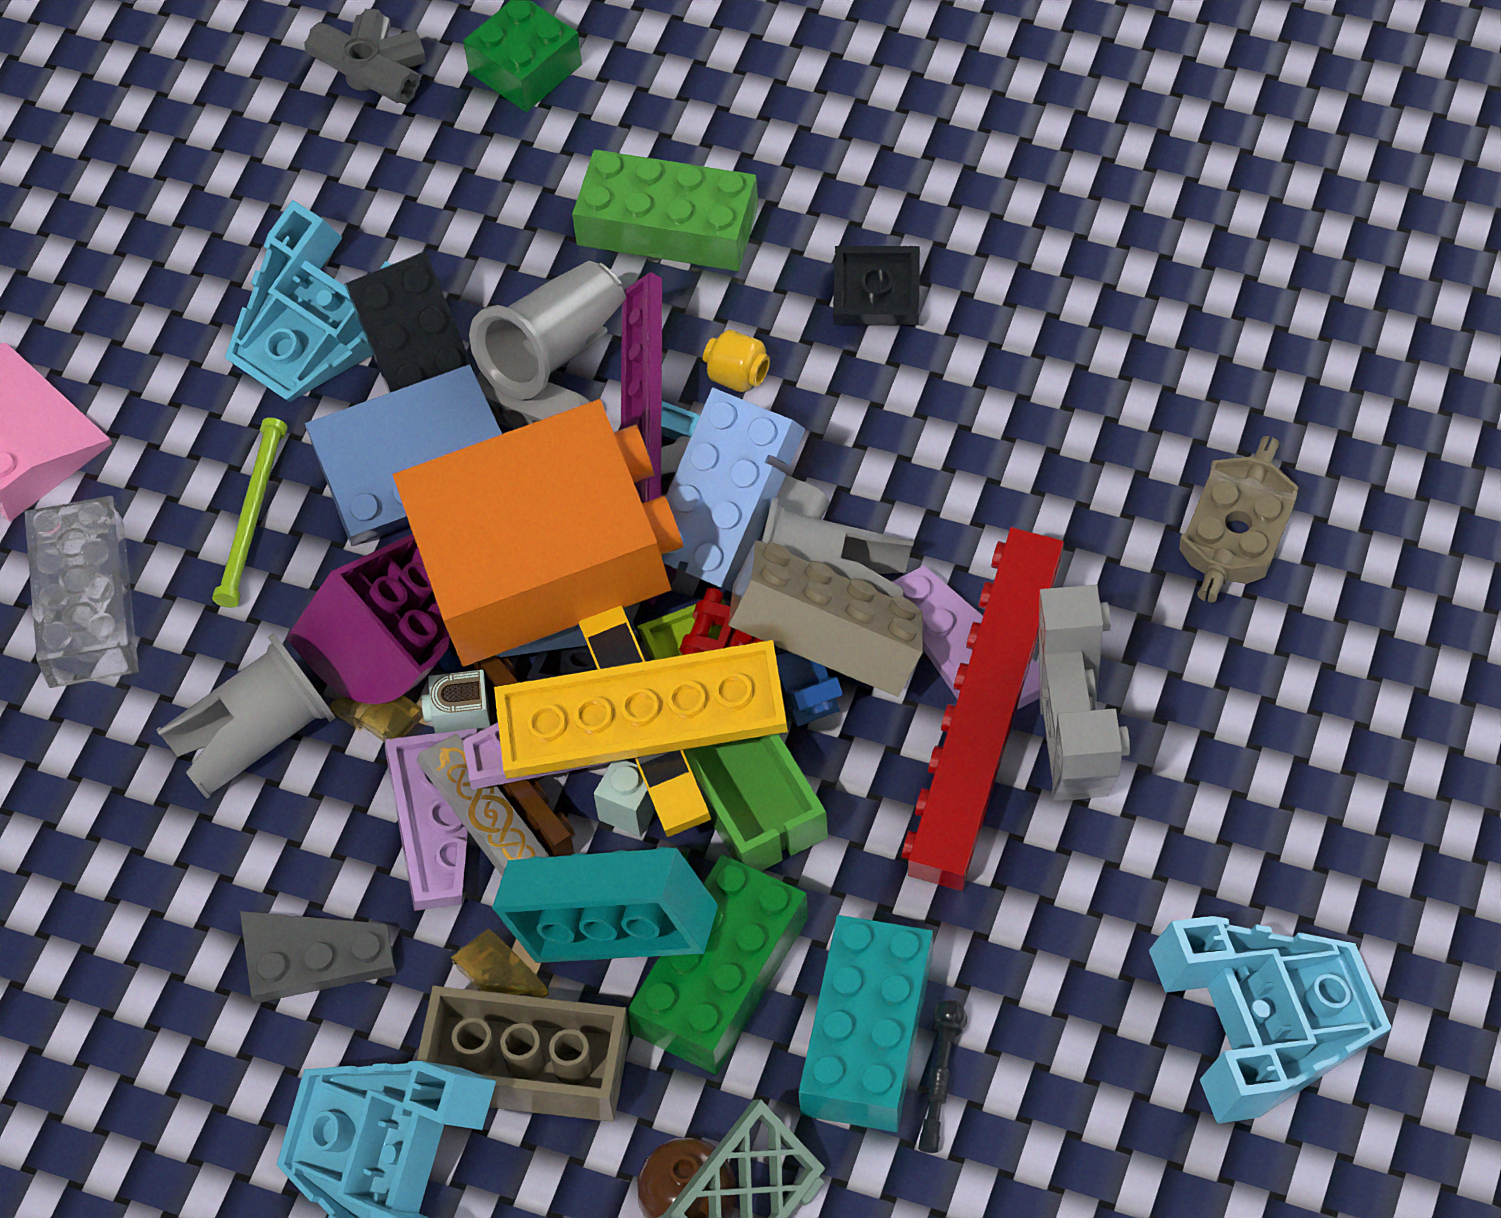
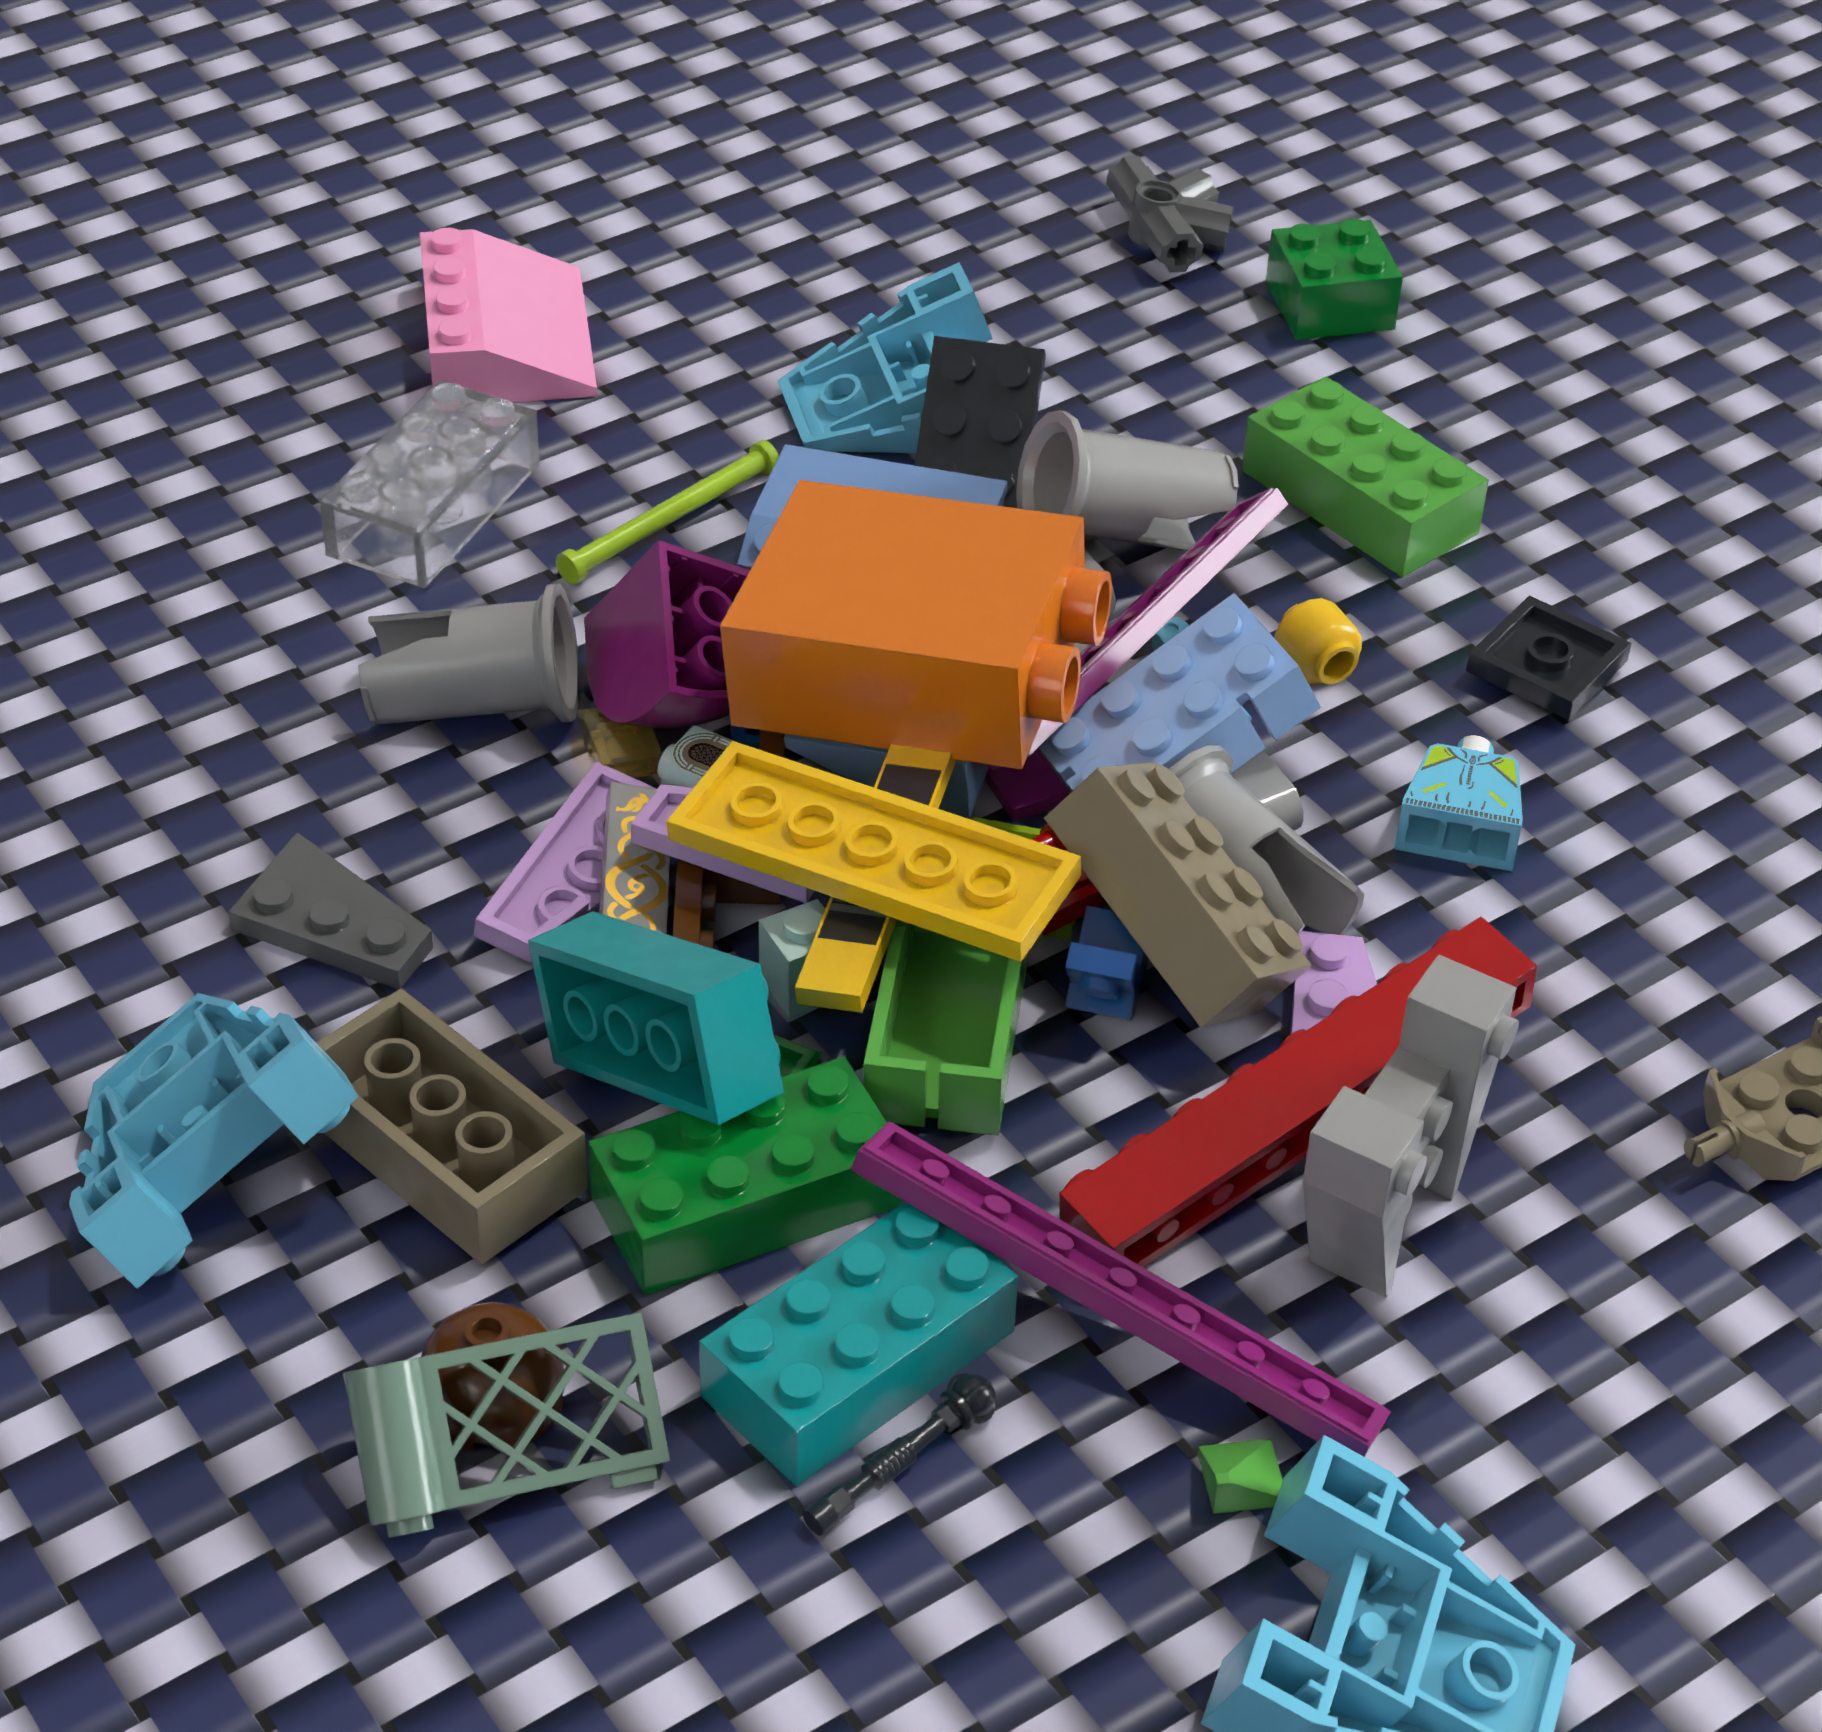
camera: 30 degrees right, 15 degrees down
(497, 967) = (504, 1033): clear yellow slope -> none
(912, 430) = (1463, 806): none -> medium azure torso
(984, 900) = (1120, 1290): none -> magenta tile
(1120, 961) = (1240, 1475): none -> bright green slope

